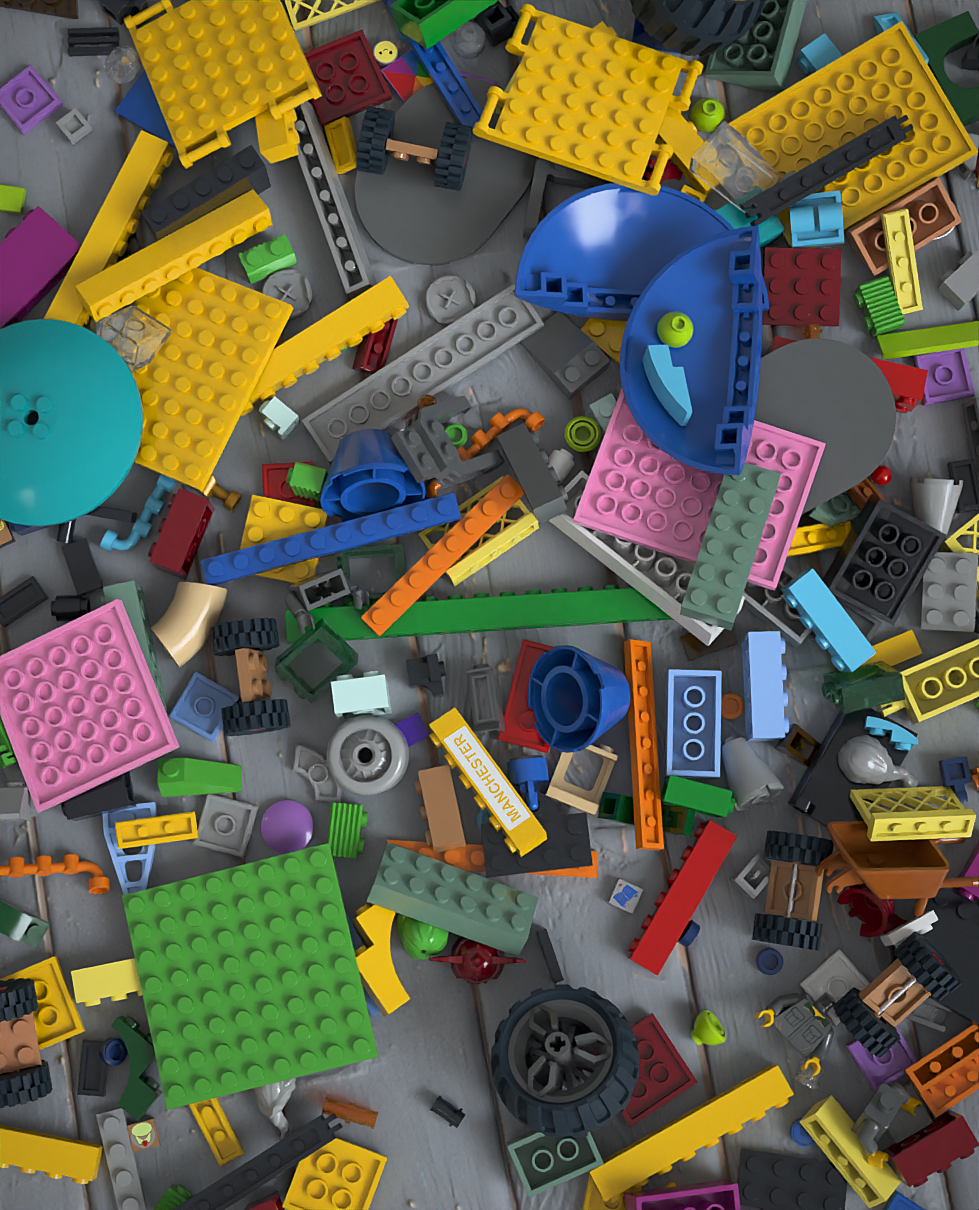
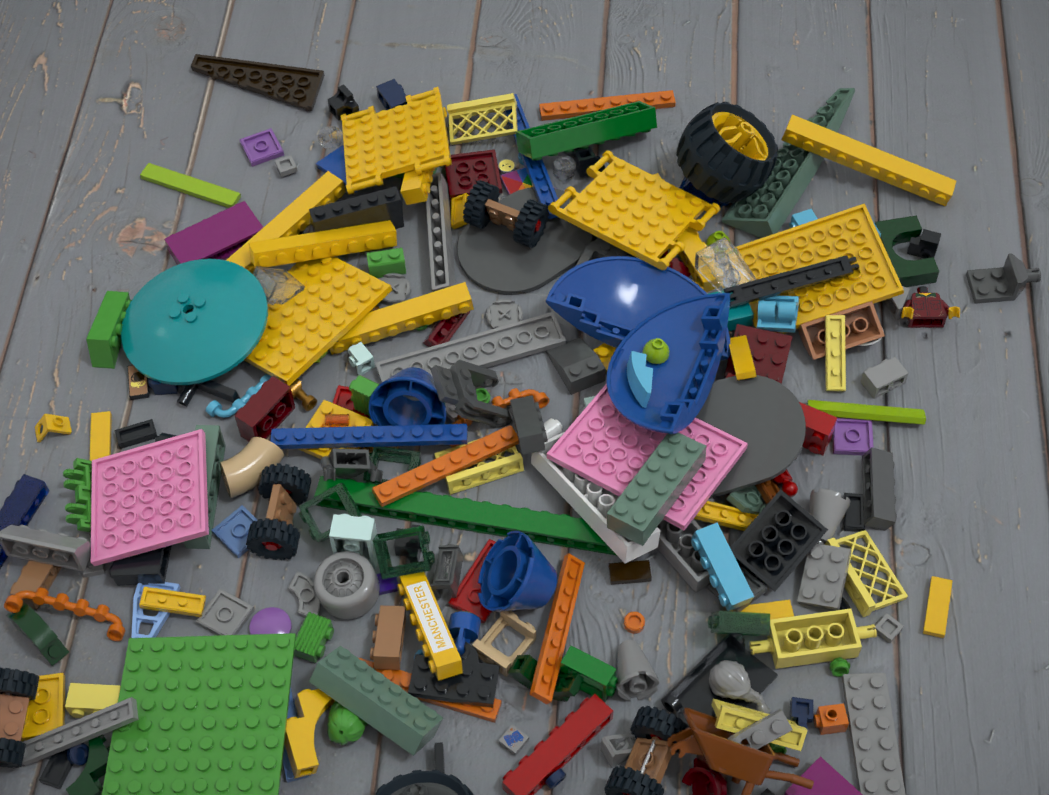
camera: 20 degrees right, 25 degrees down
(82, 567) = (188, 418): black tile -> none
(97, 37) = (316, 122): black tile -> none
(110, 1031) = (80, 730): none -> light grey plate
(197, 777) = (212, 572): bright green slope -> none
(282, 526) = (336, 419): none -> clear orange pin
(433, 714) = (383, 556): none -> clear green window
(476, 961) = (381, 755): dark red helmet -> none
(582, 434) = (570, 411): lime brick -> none
(692, 723) = (601, 618): light blue brick -> none
(764, 686) = (663, 608): light blue brick -> none
(788, 310) = (742, 358): none -> yellow tile
(798, 745) = (678, 658): dark brown slope -> none
(879, 306) = (813, 380): bright green brick -> none
(899, 736) = (761, 668): medium azure slope -> none
(922, 836) = (764, 730): none -> light grey plate

